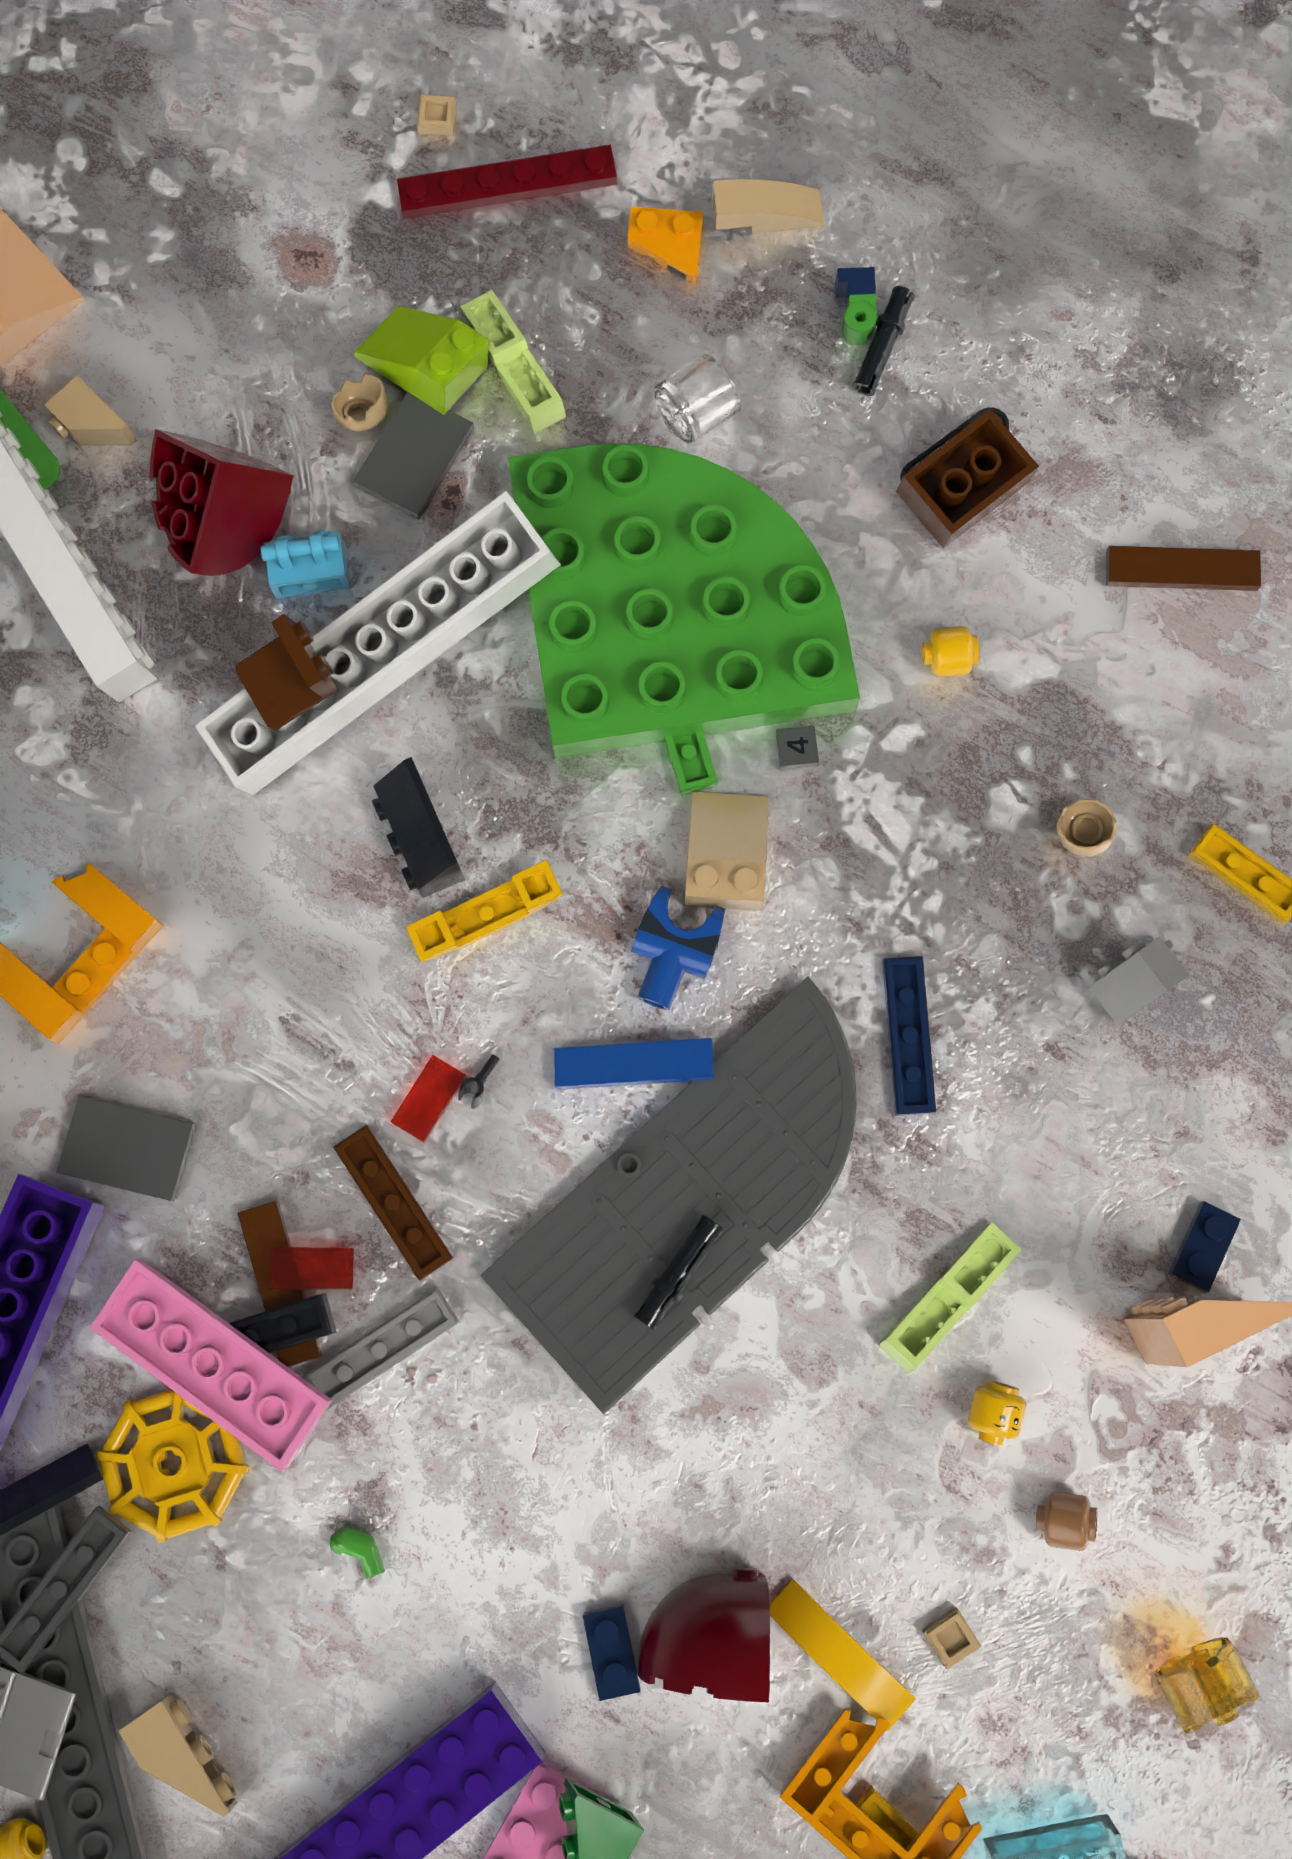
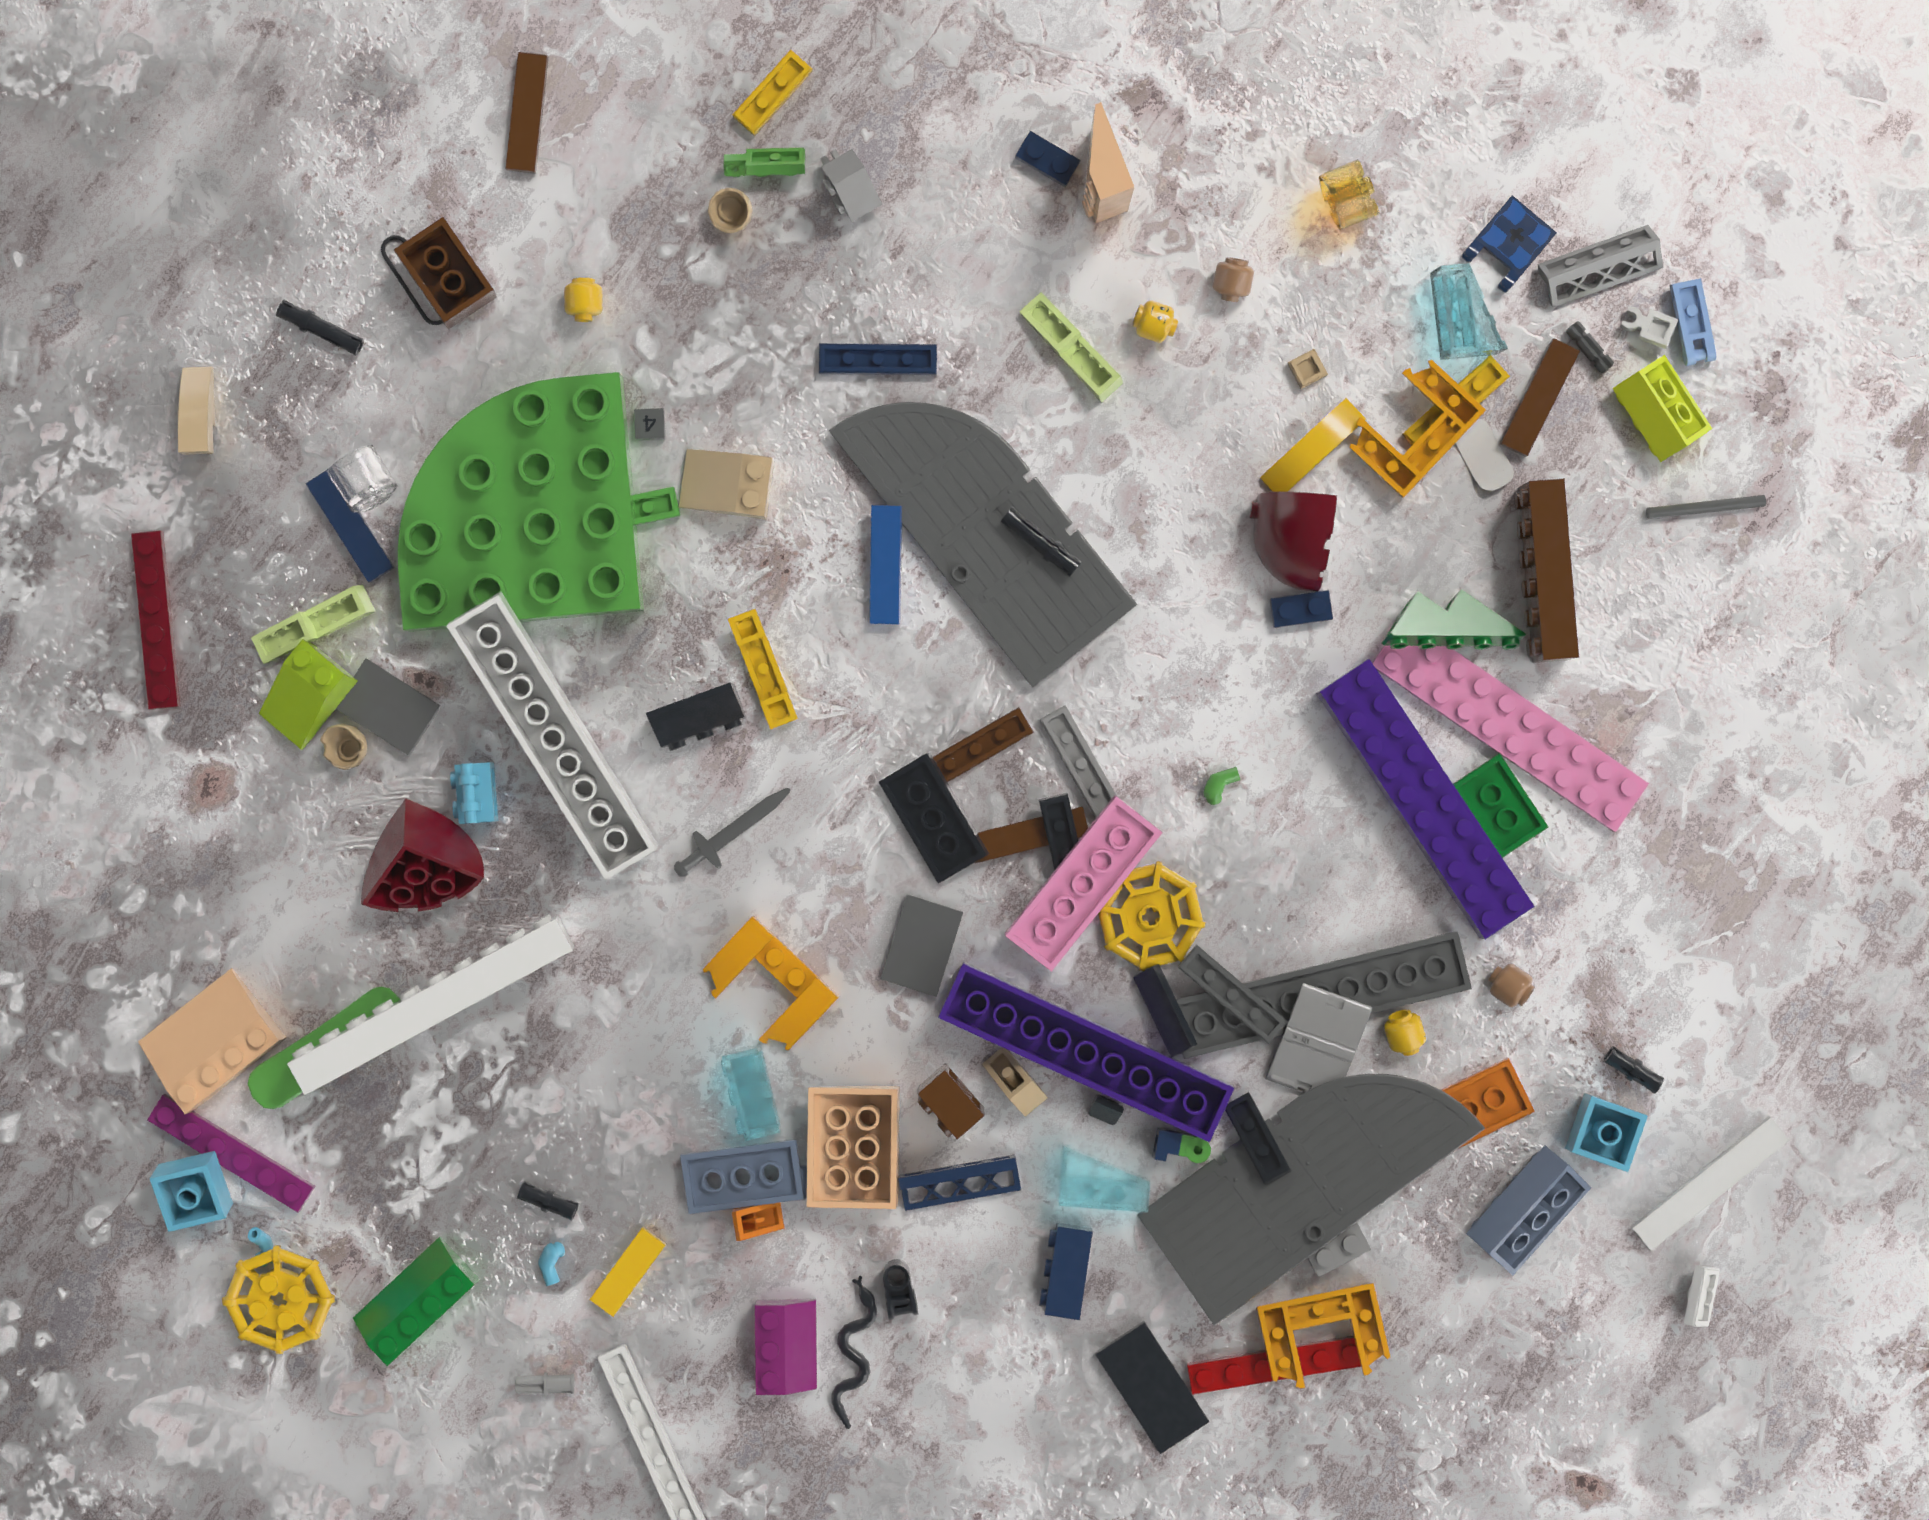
camera: 85 degrees left, 10 degrees up
(86, 417) = (339, 964): tan slope -> none
(173, 1753) = (1344, 922): tan slope -> none
(248, 861) = (709, 848): none -> dark grey sword
(286, 674) = (576, 804): reddish brown bracket -> none
(296, 1152) = (933, 817): none -> black tile
(311, 1268) = (1019, 809): clear red tile -> none
(428, 1099) = (900, 719): clear red tile -> none
(437, 115) = (91, 674): tan tile -> none
(476, 1084) = (892, 682): black hand -> none
(630, 398) = (351, 529): none -> dark blue tile
(668, 237) = (215, 492): light orange wing -> none
(673, 950) = (802, 529): blue connector -> none
(861, 308) = (287, 343): leg -> none
(1155, 870) = (766, 162): none -> bright green hinge

